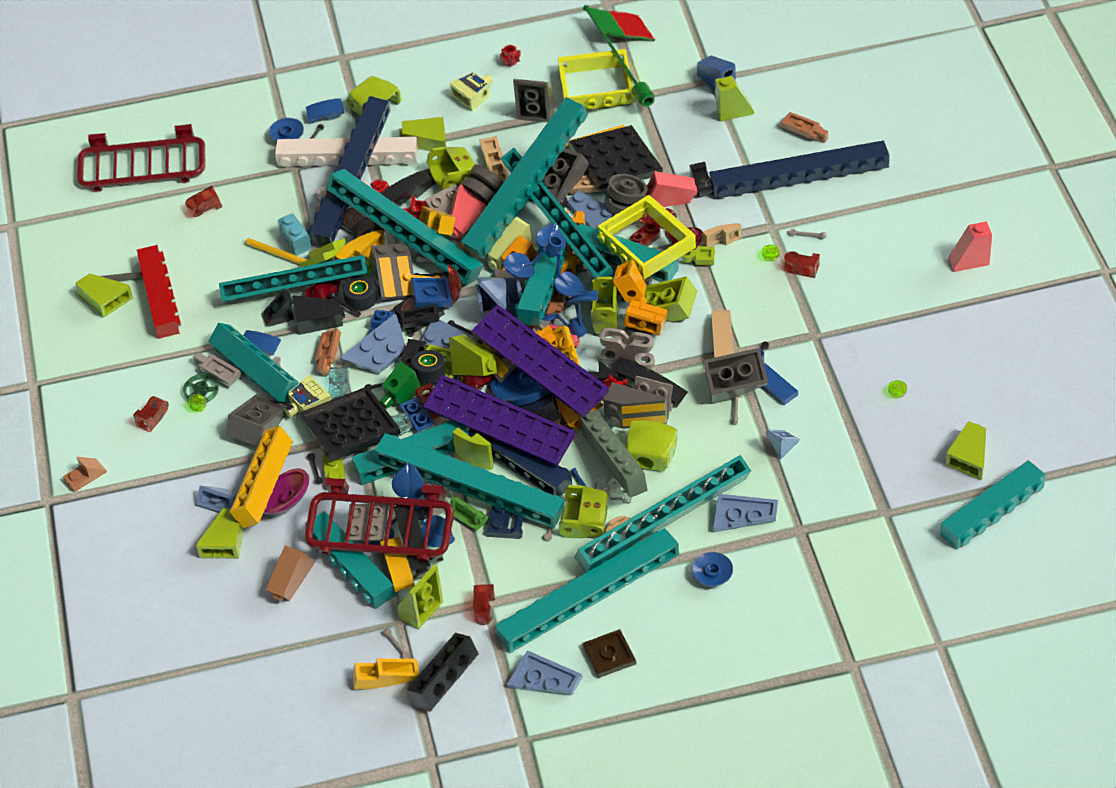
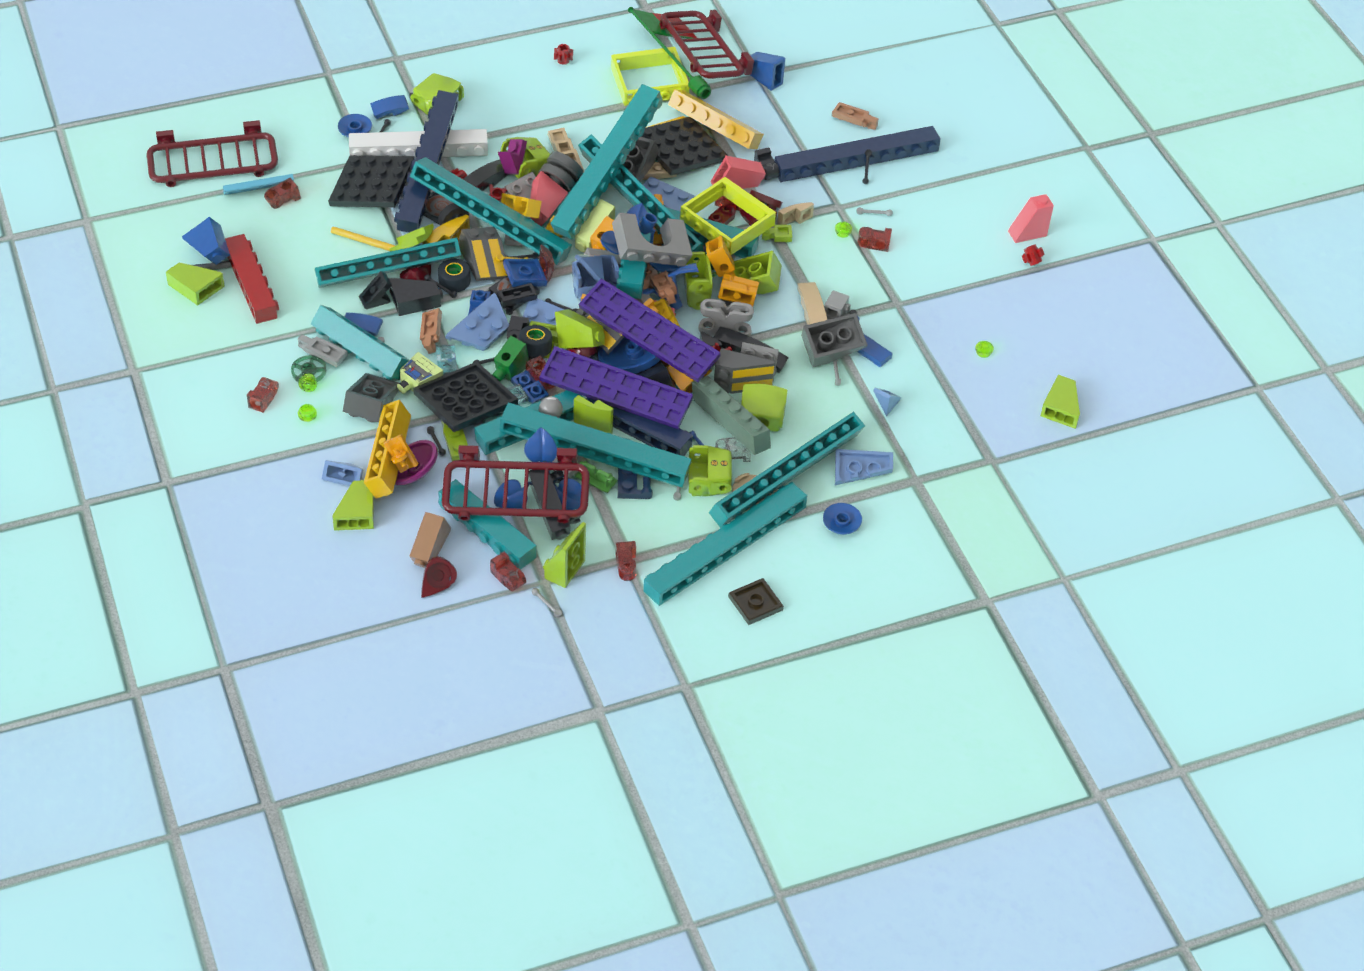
camera: 15 degrees left, 0 degrees up
(88, 471) = (204, 453): nougat slope -> none
(121, 251) = (208, 240): none -> slope
(178, 192) = (255, 184): none -> medium azure tile
(191, 434) = (307, 413): none -> clear neon green plate
(270, 482) = (400, 453): none -> light orange hips
(291, 611) = (437, 576): none -> dark red piece
(293, 190) = (371, 181): none -> black plate
(294, 234) = (379, 221): medium azure brick -> none
(360, 521) = (496, 487): light grey hinge -> none
(361, 610) = (507, 572): none -> clear red leg
(384, 673) = (540, 630): yellow slope -> none
(398, 567) = (537, 529): yellow slope -> none
(429, 132) = (498, 125): lime slope -> none
(430, 439) = (551, 406): none -> light grey piece
(438, 168) = (513, 157): none -> magenta slope
(442, 672) = (599, 625): black brick -> none
(471, 89) = (530, 86): yellowish green torso -> none
(533, 100) = (596, 93): dark grey slope -> none
(537, 272) = (635, 247): none -> light grey arch
(544, 675) = (697, 624): medium blue wing -> none
(567, 313) = (664, 286): none -> nougat hinge
(623, 192) = (697, 177): dark grey wheel -> none
(655, 129) = (715, 119): none -> yellow brick
(670, 24) = (712, 23): none -> dark red bar
(686, 216) = (771, 202): none -> dark red plate
(731, 100) = (783, 91): lime slope -> none
(747, 337) = (837, 305): none -> light grey brick
(808, 170) = (868, 152): none -> black hinge
(967, 286) = (1033, 255): none -> red gear
(992, 504) = (1092, 449): teal brick -> none

